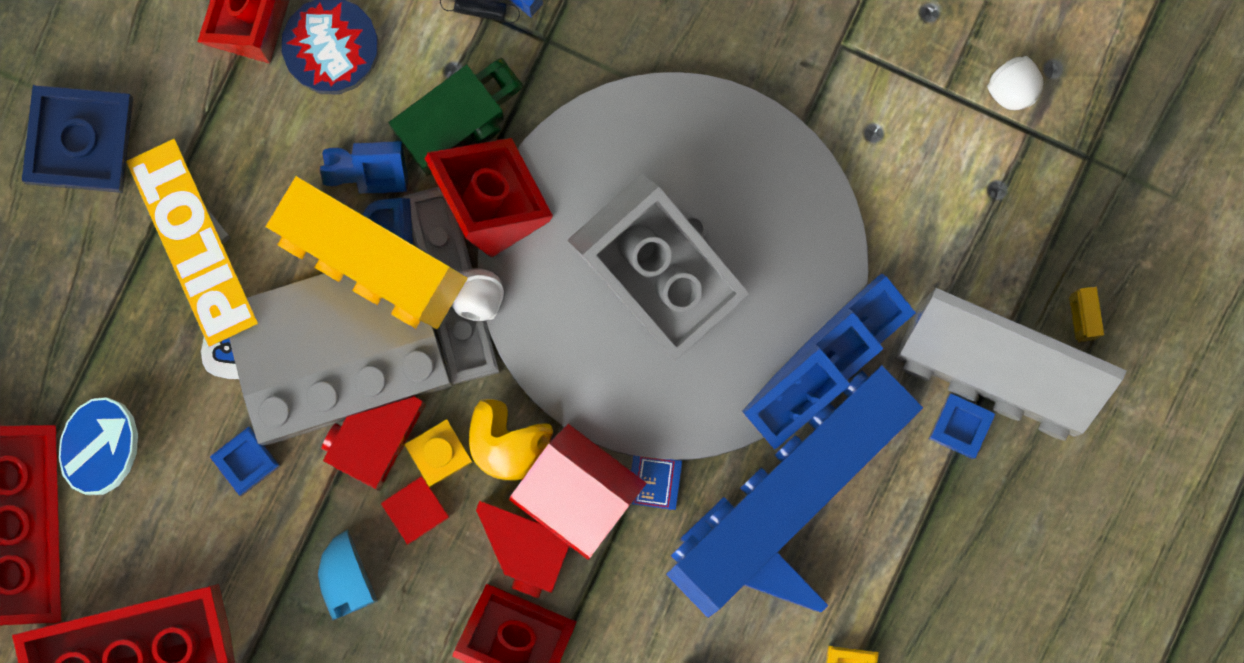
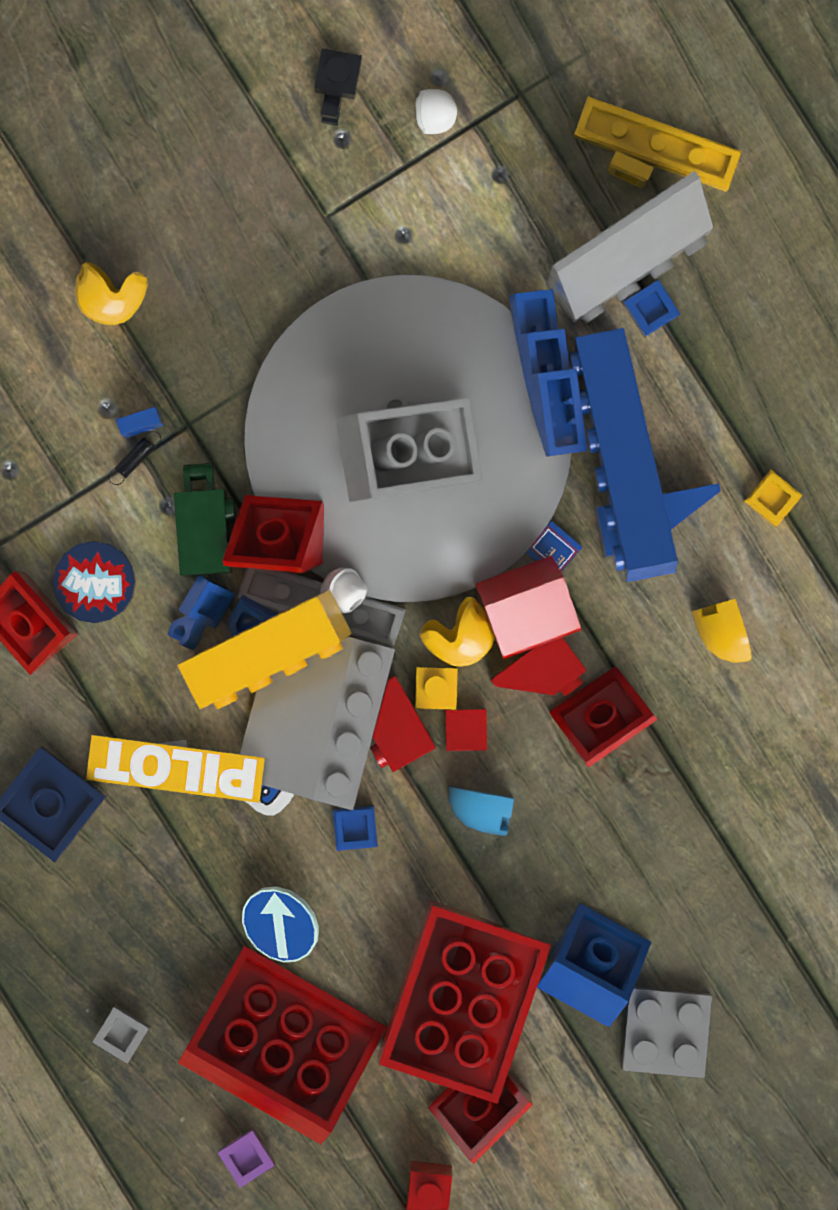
camera: 55 degrees left, 5 degrees up
(1131, 326) = (657, 143): none -> yellow tile

